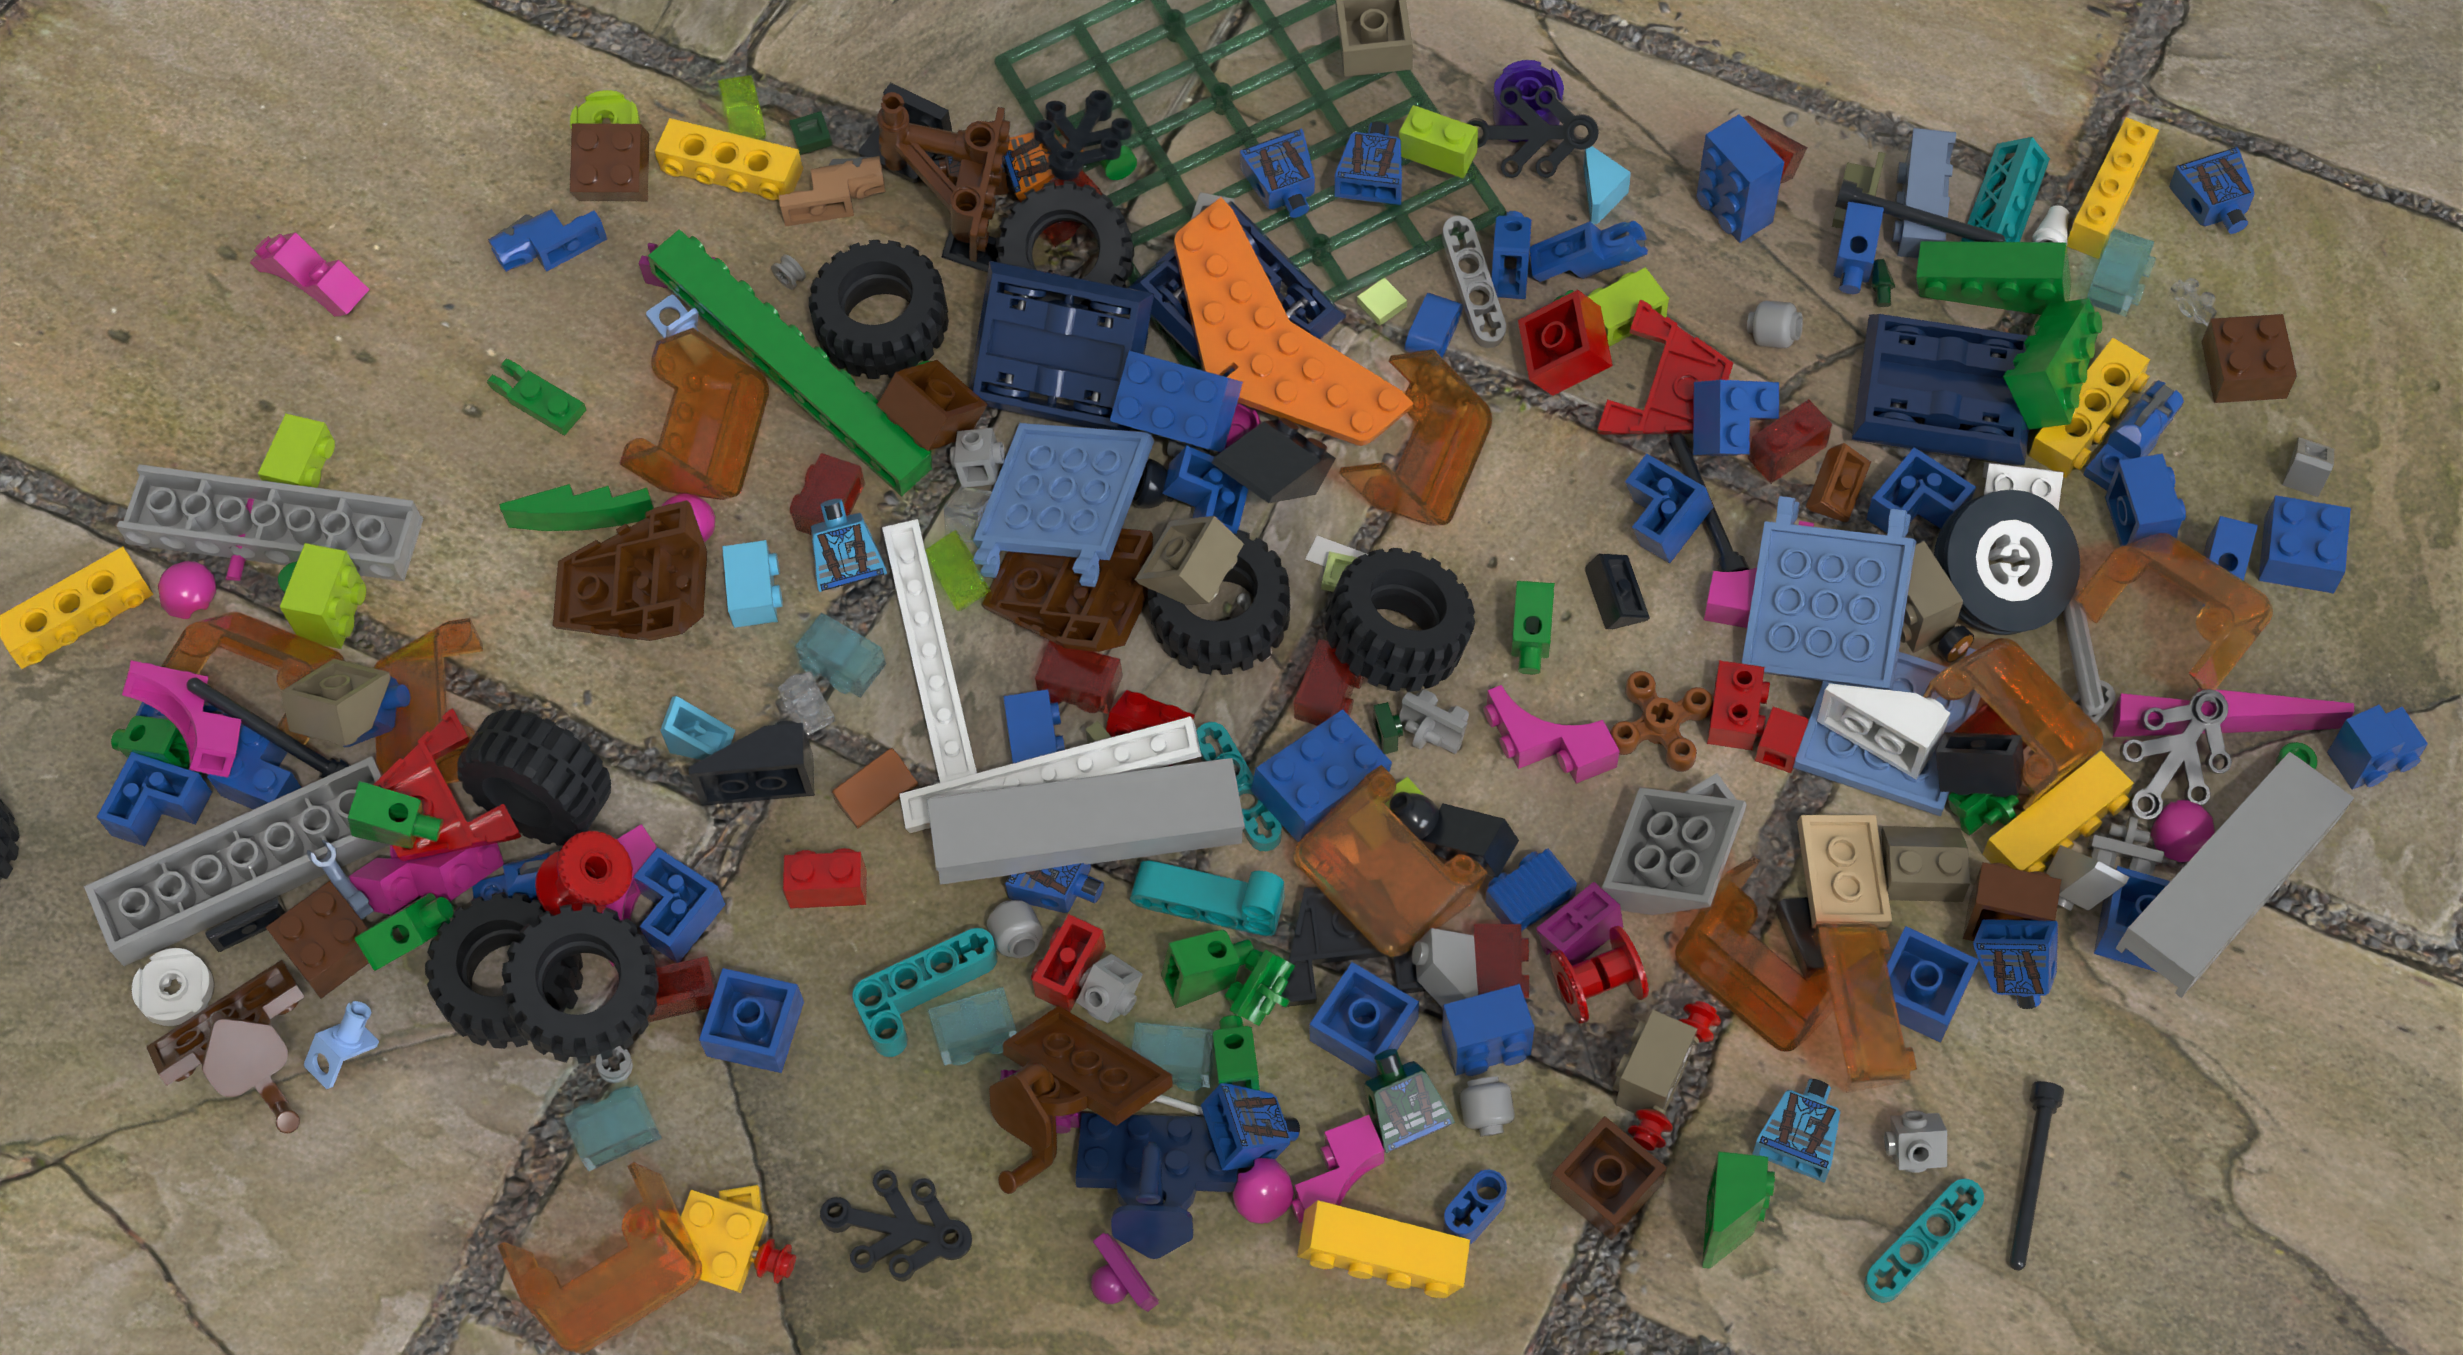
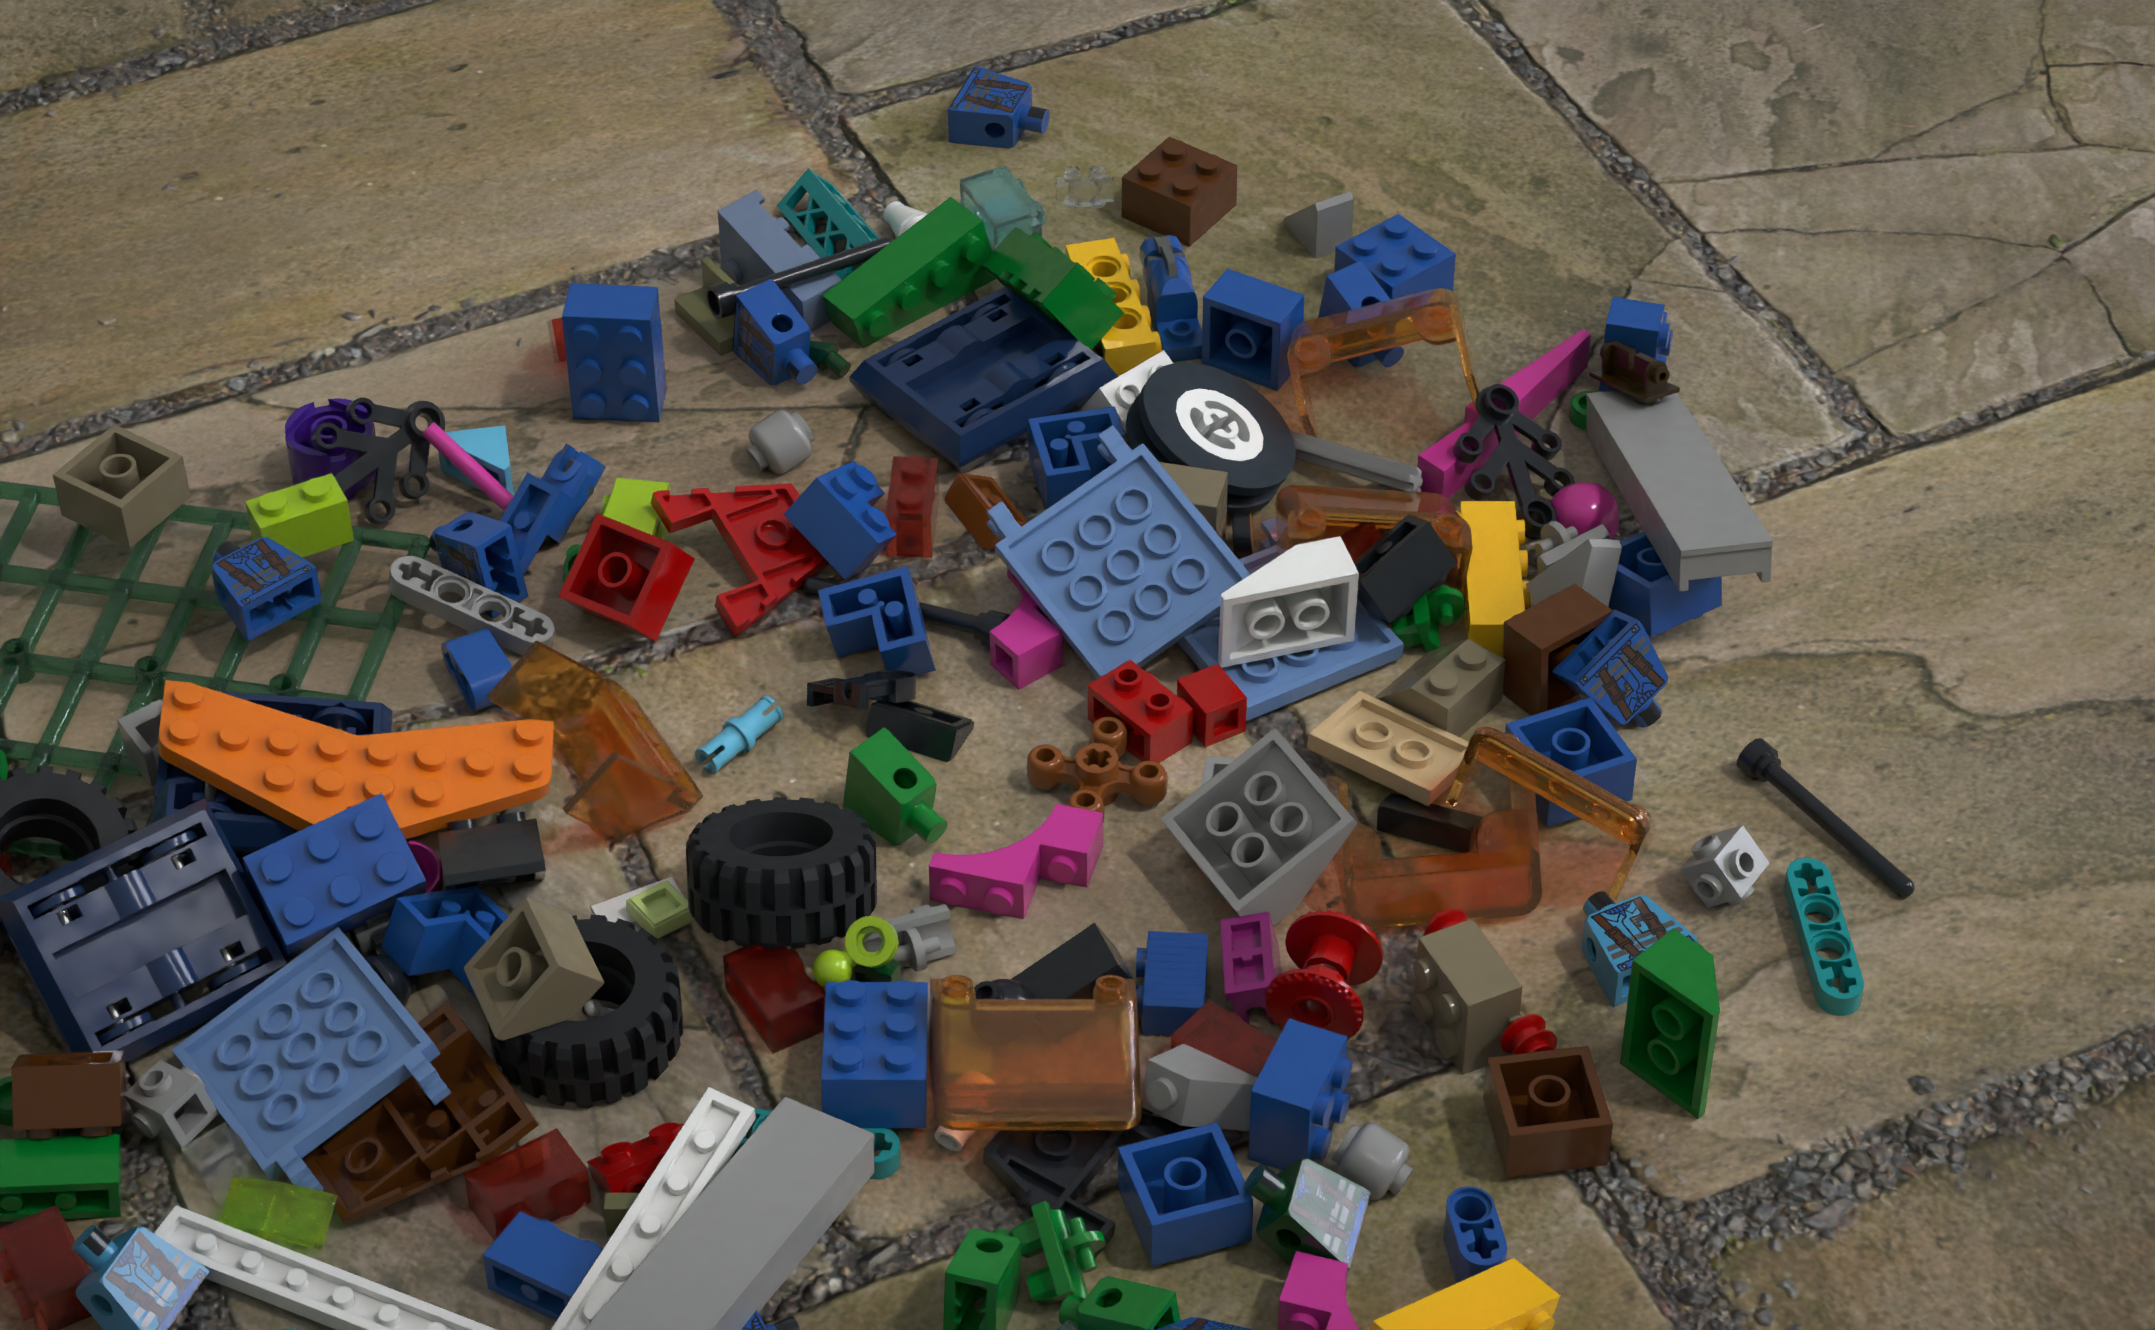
camera: 55 degrees left, 20 degrees down
(1211, 898) = (911, 1235): teal beam -> none
(1281, 172) = (174, 646): torso -> none
(1361, 704) = (838, 965): none -> lime plate
(1381, 301) = (401, 690): yellowish green tile -> none
(1512, 502) = (739, 734): none -> medium azure pin
(1577, 182) = (468, 466): none -> dark pink bar
(1595, 538) = (881, 686): none -> black piece
(2112, 188) = (911, 154): yellow brick -> none
(2325, 770) = (1633, 373): none -> dark brown hinge

